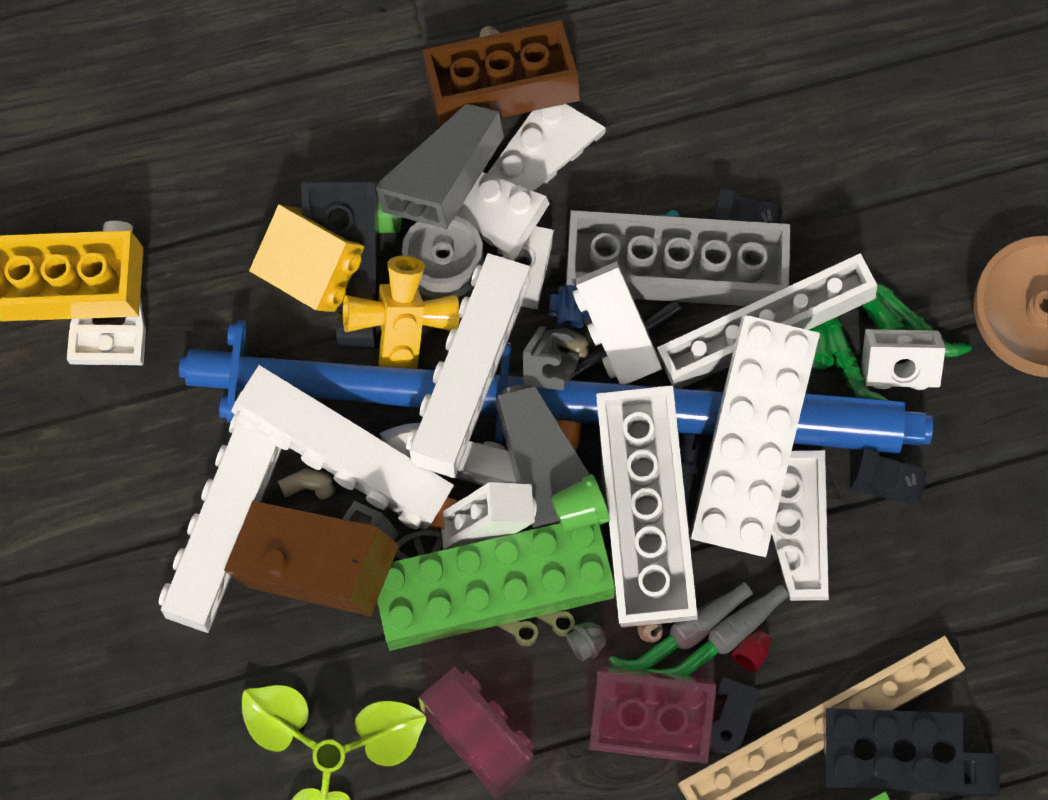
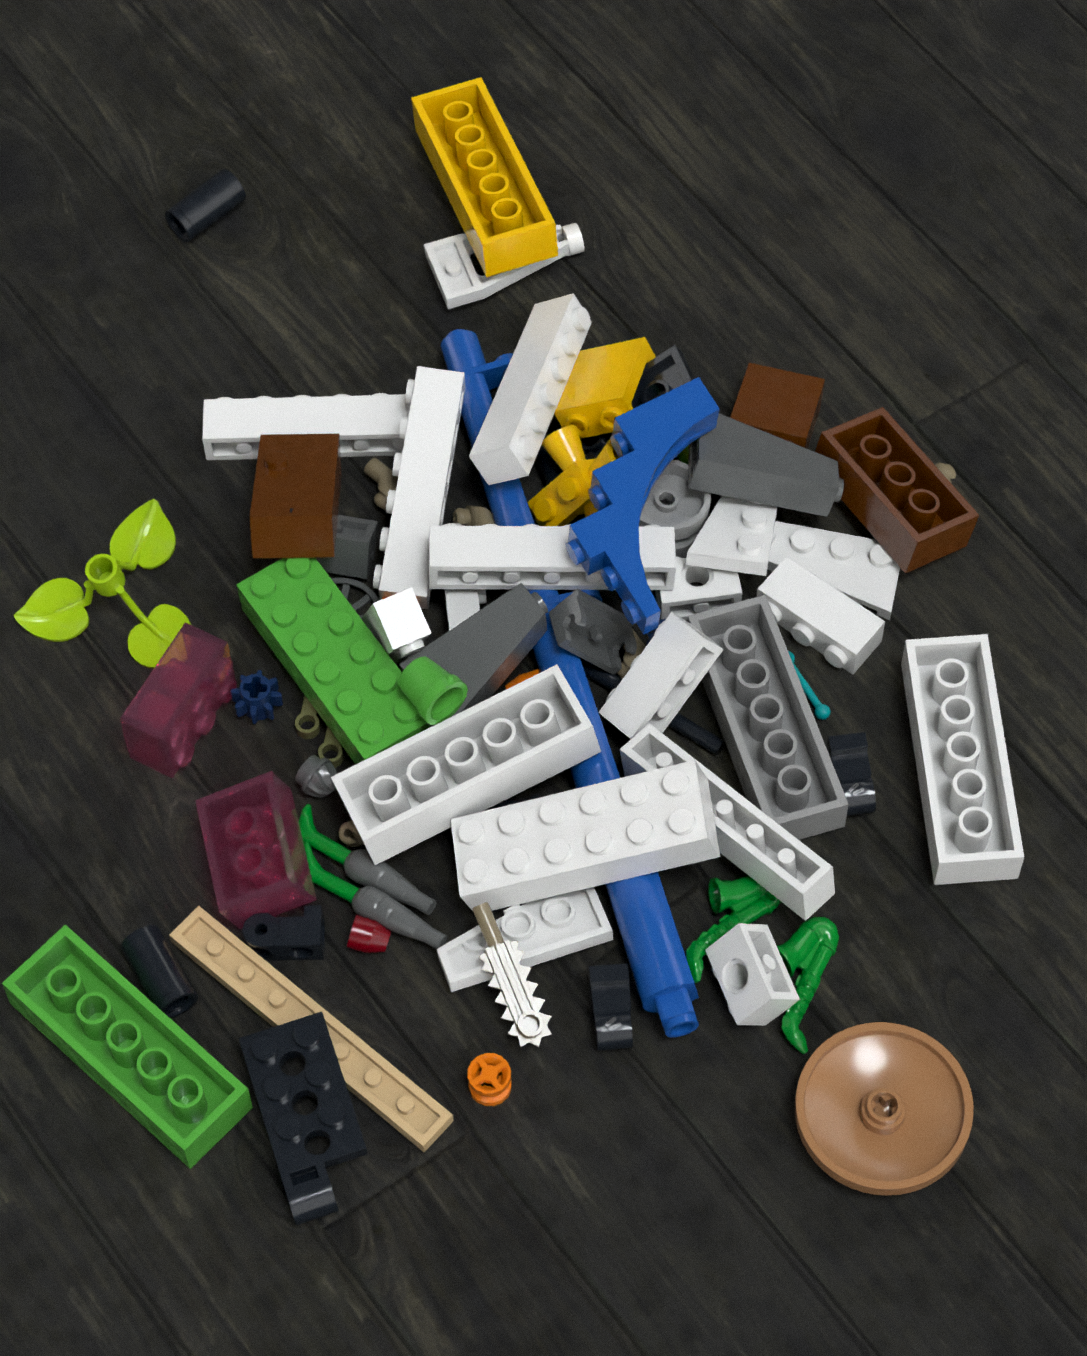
camera: 75 degrees right, 10 degrees down
(284, 318) = (530, 390): none -> white brick
(379, 132) = (779, 403): none -> reddish brown brick
(383, 415) = (473, 516): none -> dark tan arm
(453, 275) = (646, 443): none -> blue arch
(493, 675) = (256, 686): none -> dark blue gear
(591, 180) = (821, 616): none -> white brick
(767, 128) = (961, 760): none -> white brick
(845, 546) = (510, 977): none -> piece
(925, 590) = (487, 1069): none -> orange wheel

